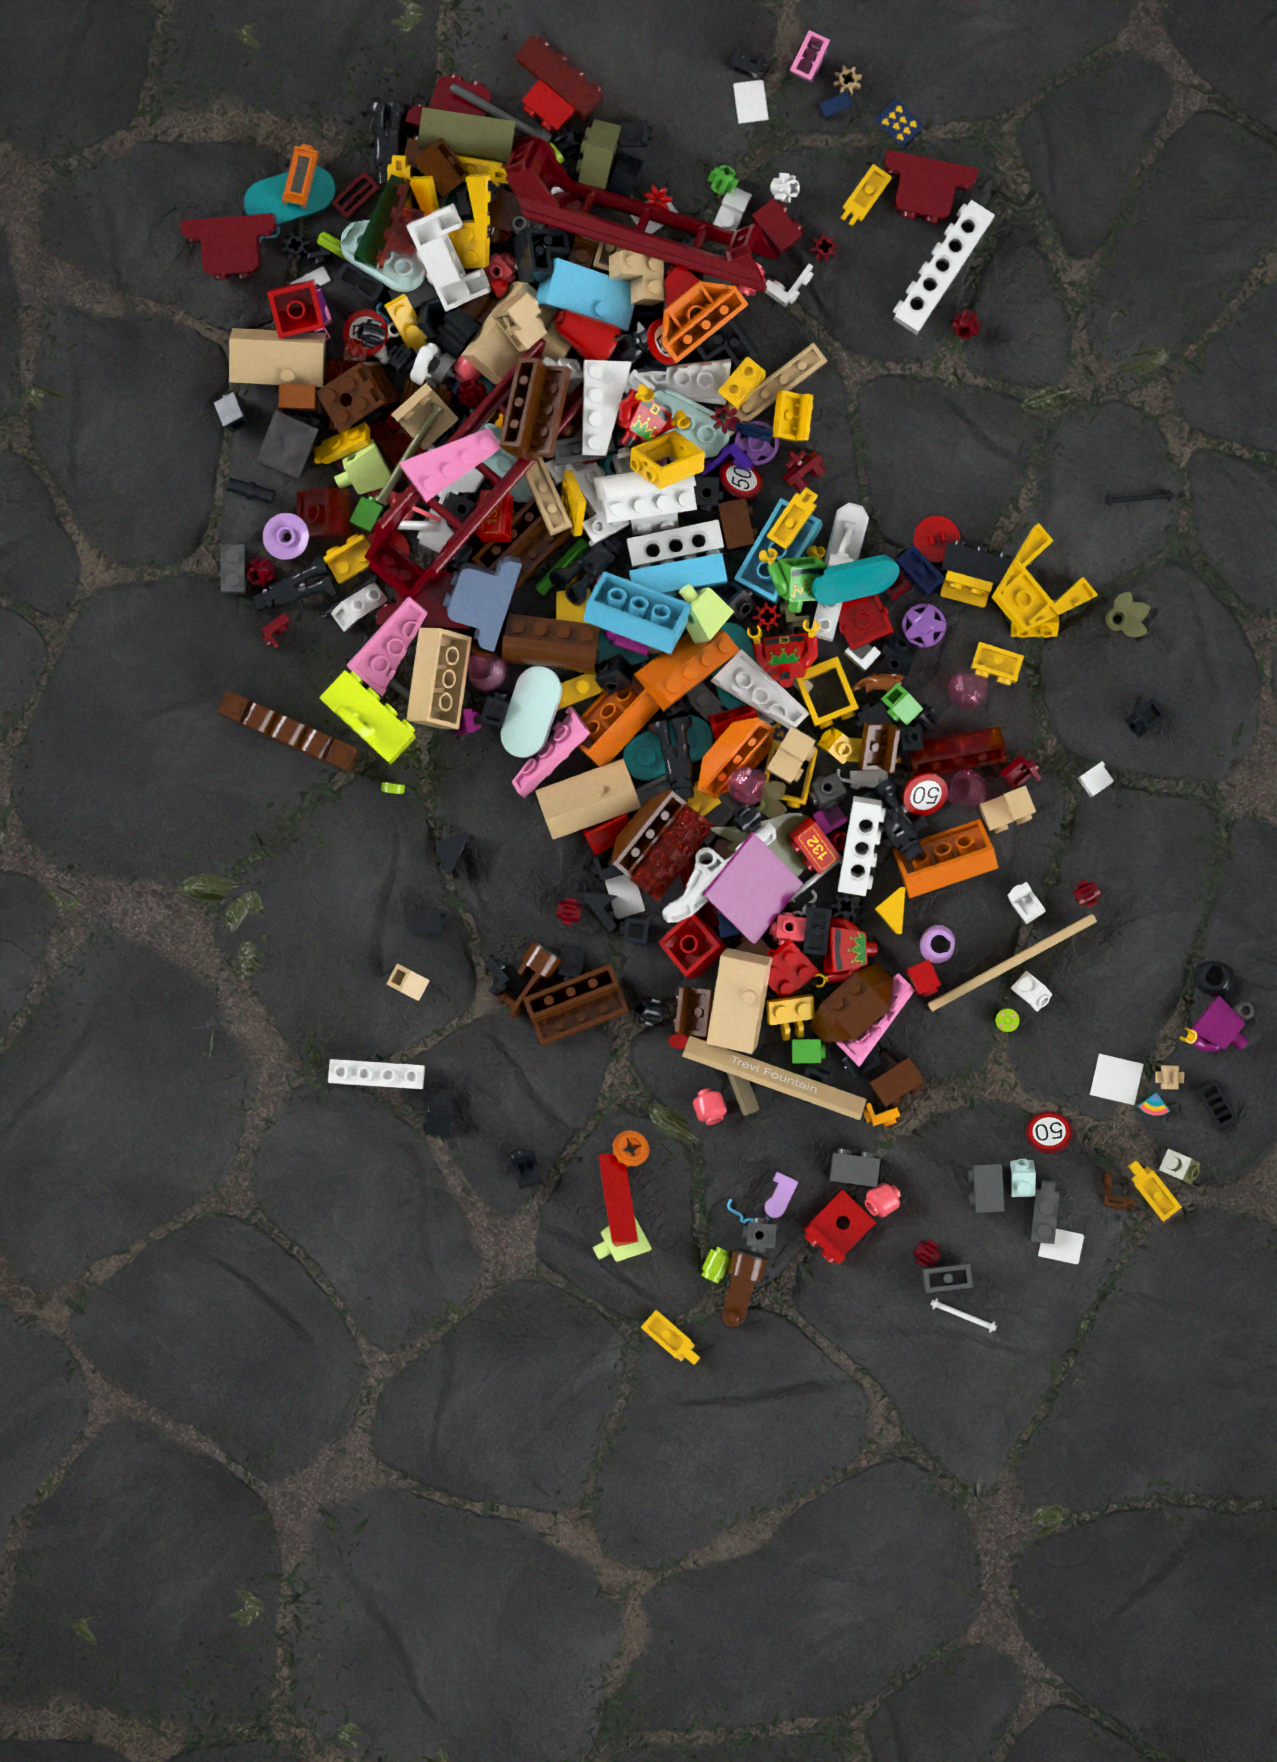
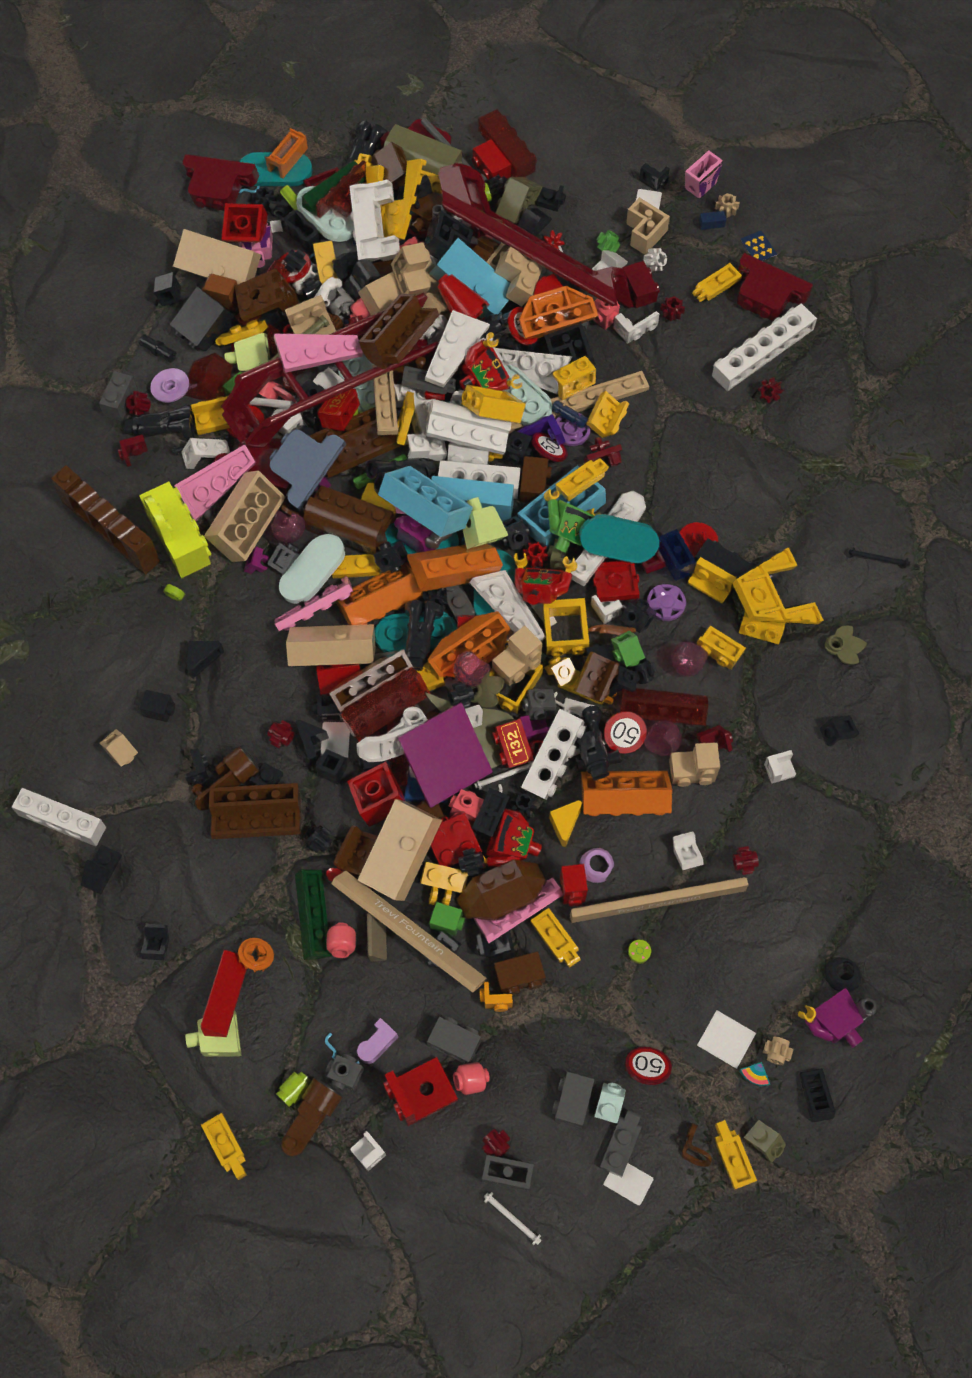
camera: 25 degrees right, 20 degrees down
(669, 1087) = (312, 913): none -> dark green slope
(721, 414) = (551, 394): dark red gear -> none
(766, 141) = (648, 225): none -> tan brick
(807, 1299) = (368, 1151): none -> white panel
(814, 988) = (471, 862): none -> black gear
(921, 1034) = (556, 937): none -> yellow hinge
(1032, 991) = (670, 931): white bracket -> none

